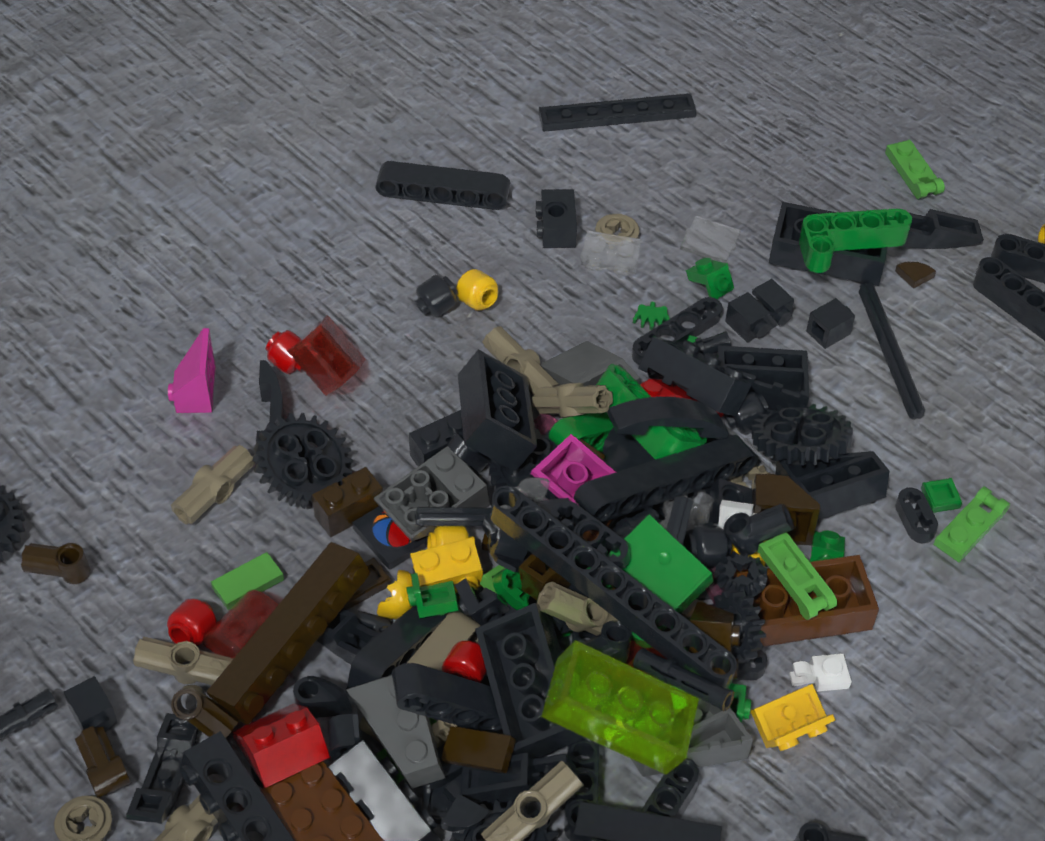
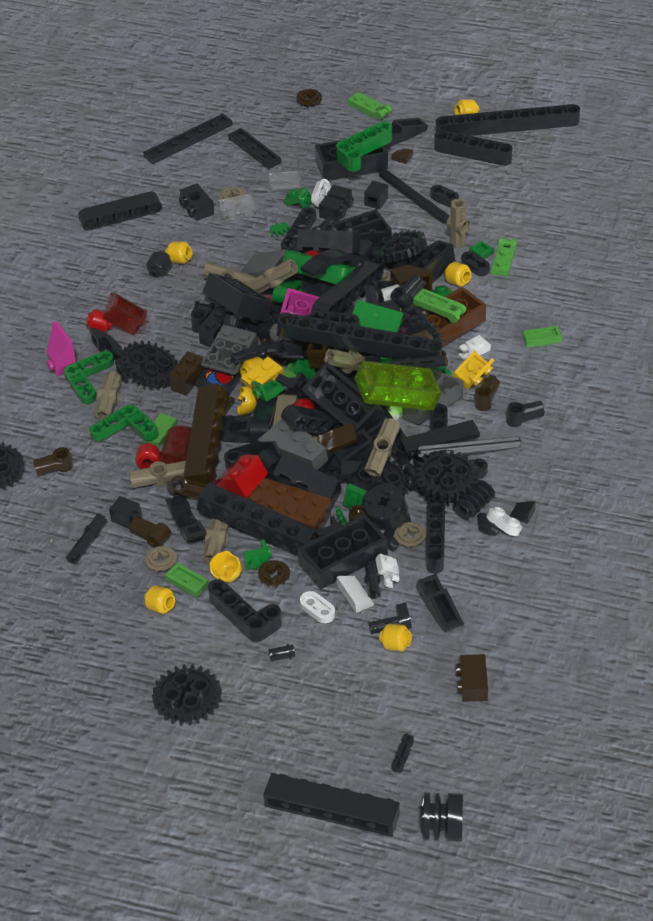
camera: 25 degrees left, 5 degrees down
(203, 428) = (105, 361): none -> green beam
(212, 542) = (125, 416): none -> green beam
(436, 406) = (200, 313): none -> black piece
(701, 168) = (254, 148): none -> black tile
(748, 279) = (320, 190): none -> white plate
(789, 773) = (486, 393): none -> dark brown piece
(841, 117) = (313, 95): none -> dark brown gear
(874, 523) = (457, 274): none -> yellow head
(921, 435) = (458, 223): none -> dark tan piece
(942, 369) = (443, 195): none -> black beam
(949, 707) = (542, 336): none -> bright green tile

